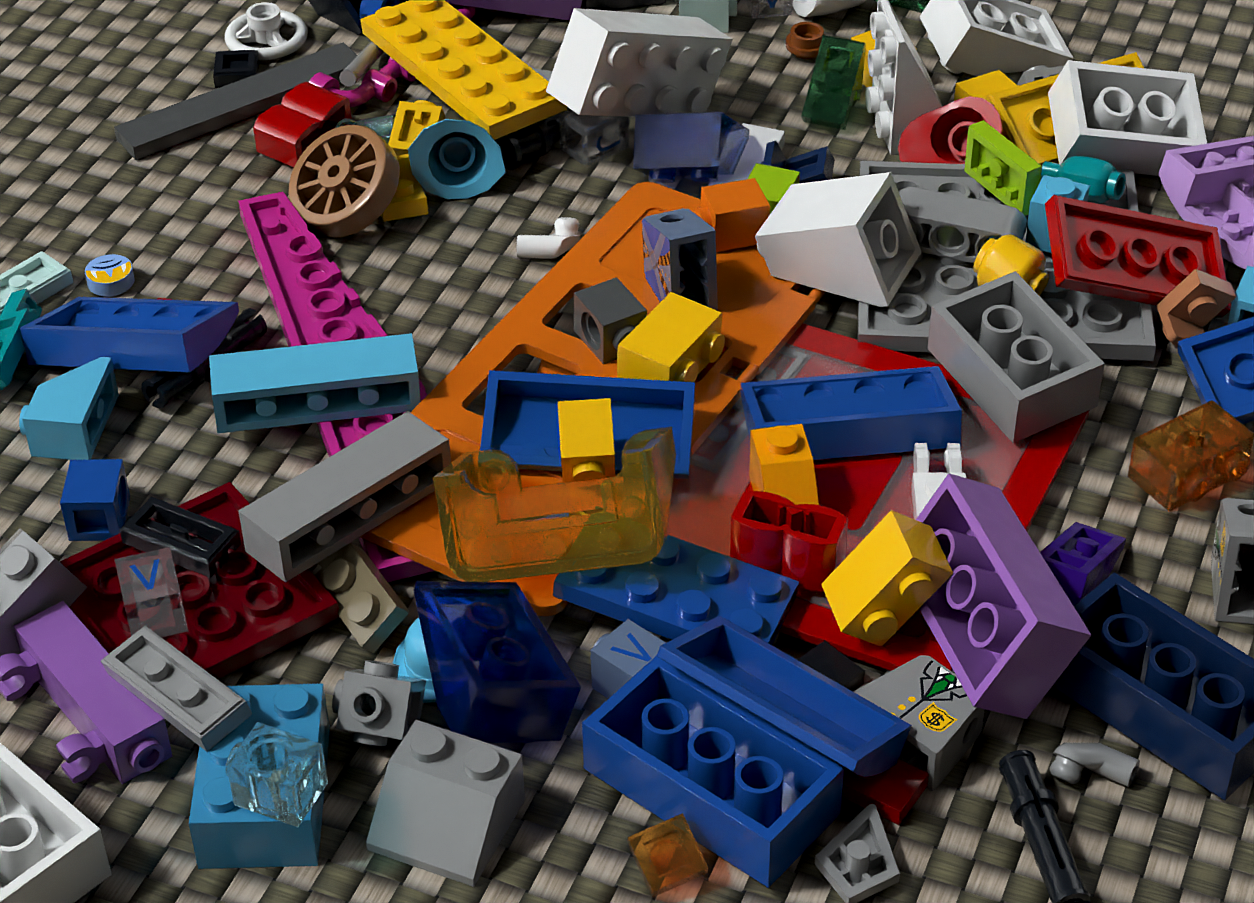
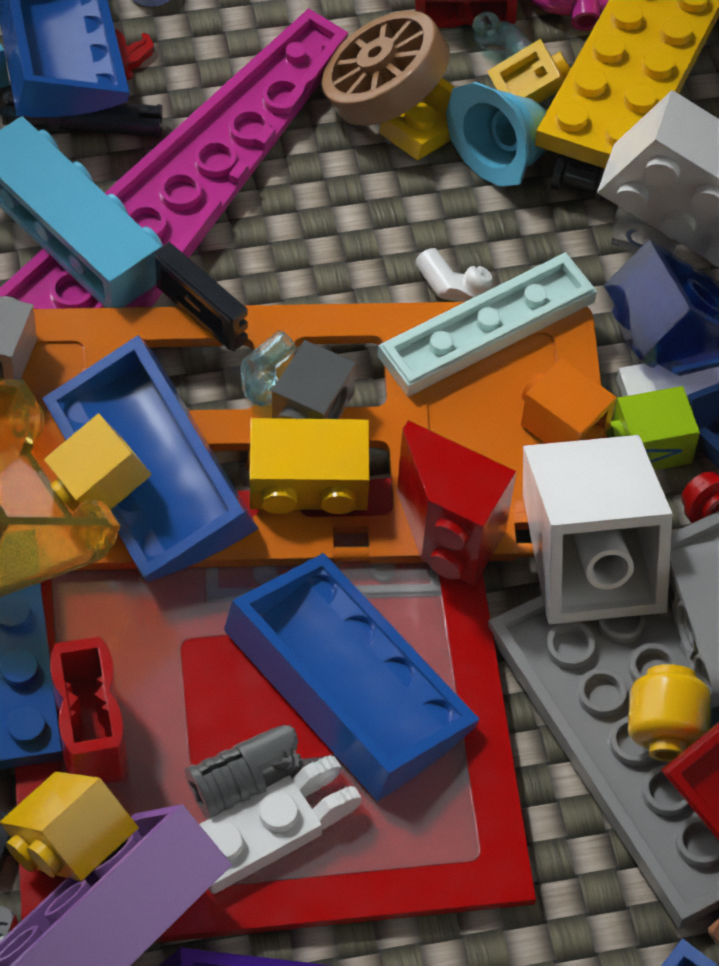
camera: 55 degrees right, 15 degrees up
(472, 332) = (201, 297): none -> black tile
(570, 348) = (260, 367): none -> clear light blue arm
(620, 224) = (486, 324): none -> light aqua tile
(679, 247) = (443, 379): sand blue torso -> none
(773, 284) = (452, 502): none -> red slope
(783, 463) = (185, 669): light orange slope -> none
(892, 485) = (244, 770): none -> dark grey hinge
(1015, 356) = (514, 783): light grey brick -> none

